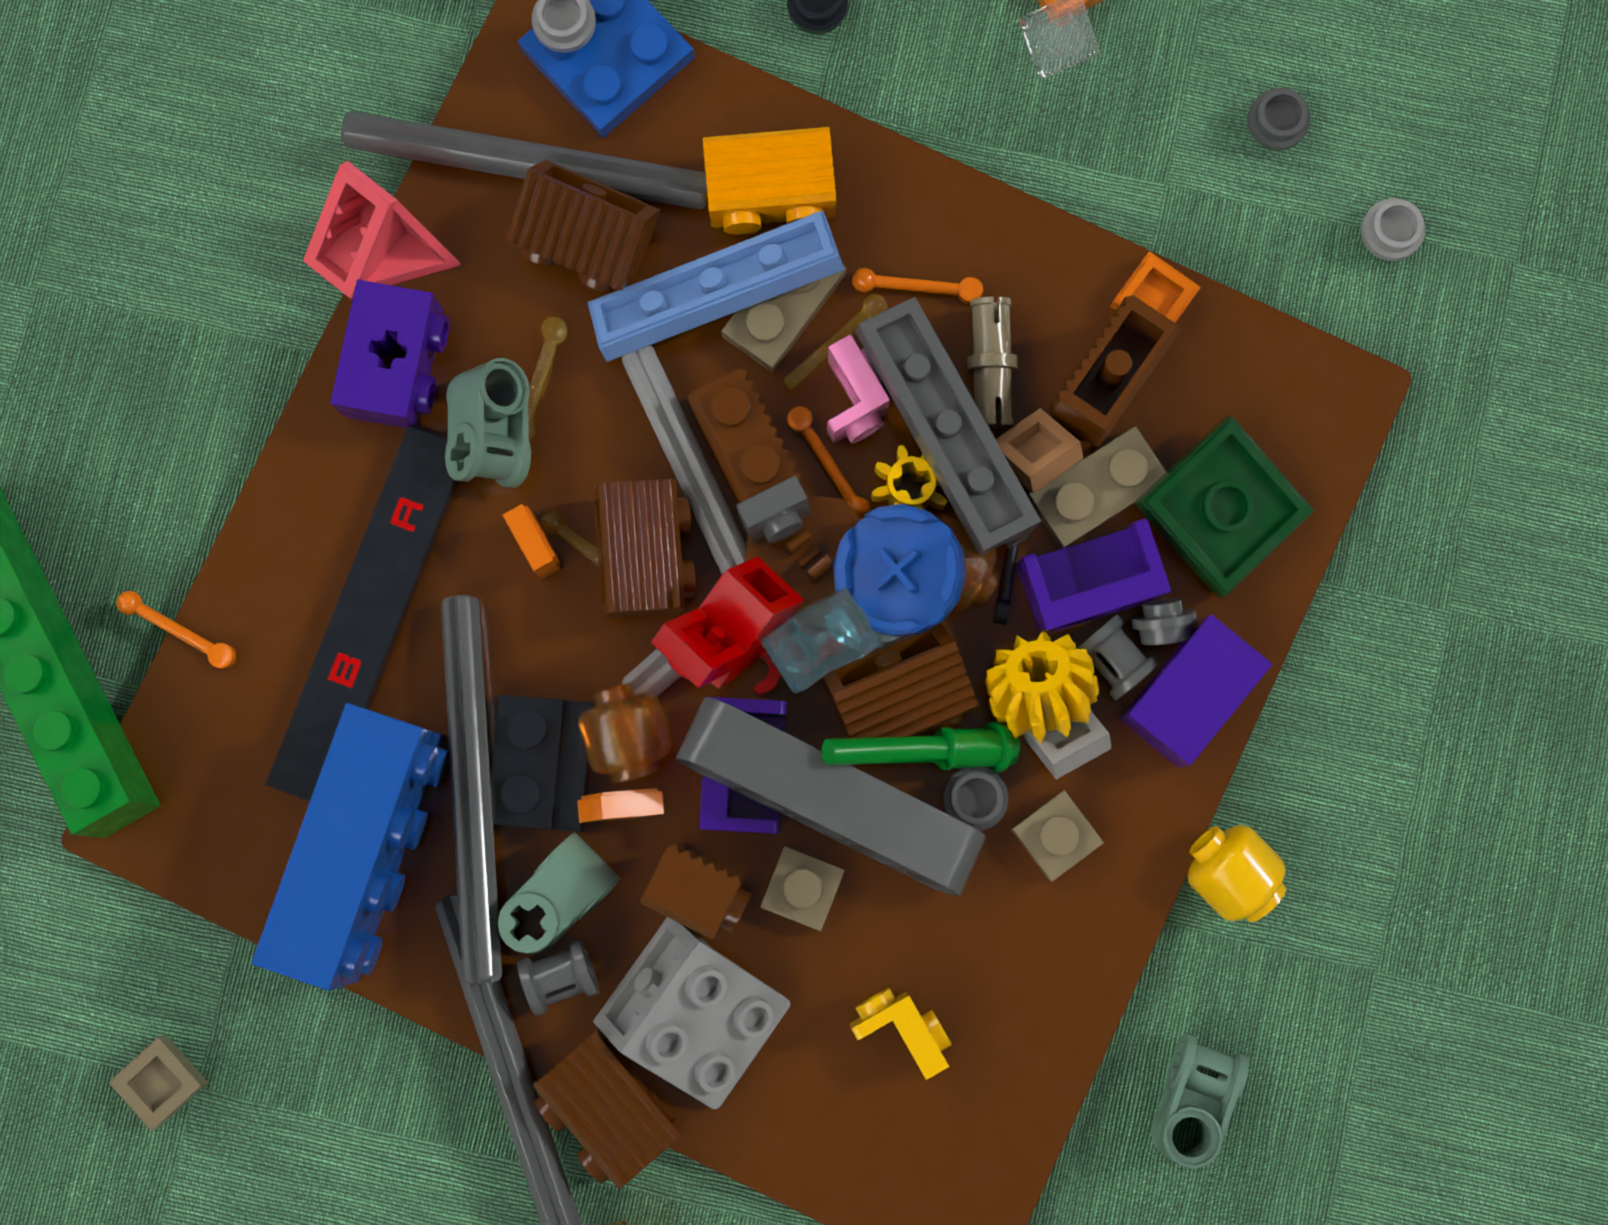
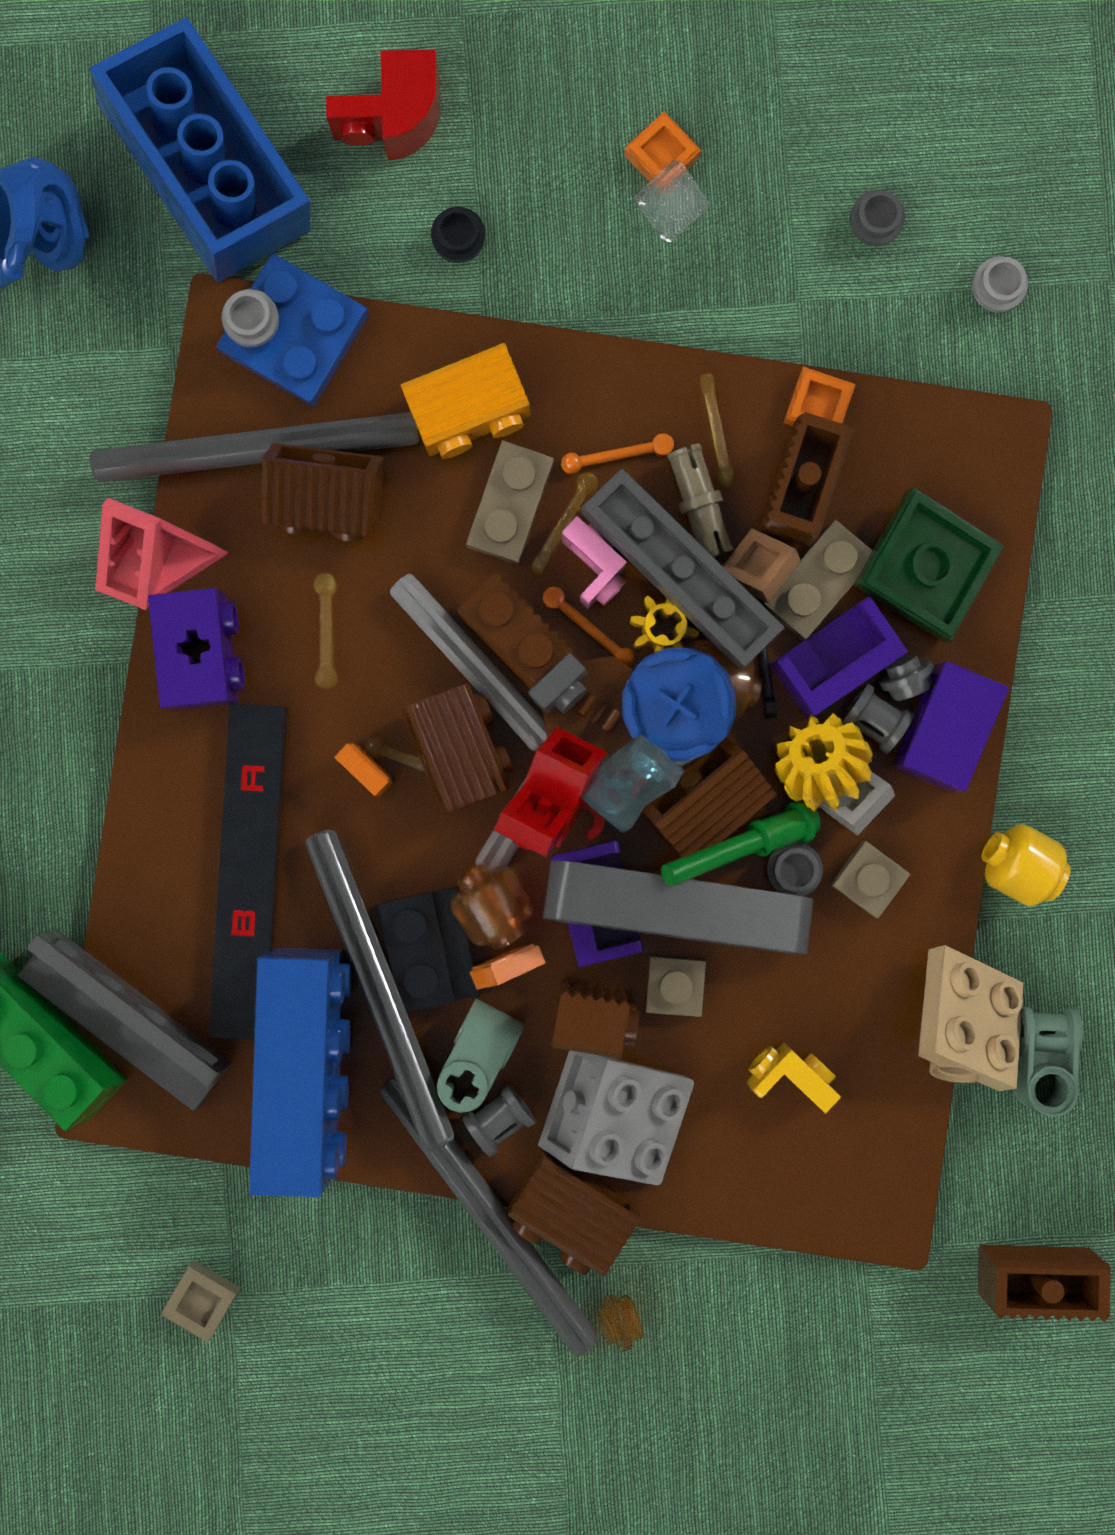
camera: 15 degrees left, 5 degrees up
(178, 736) = (123, 1018): none -> dark grey fence
(219, 654) = (135, 941): orange hinge -> none
(487, 426) = (297, 685): sand green piece -> none
(715, 286) = (450, 507): medium blue tile -> none
(1030, 342) = (726, 475): none -> clear yellow hinge
(1122, 1028) = (970, 1021): none -> tan plate

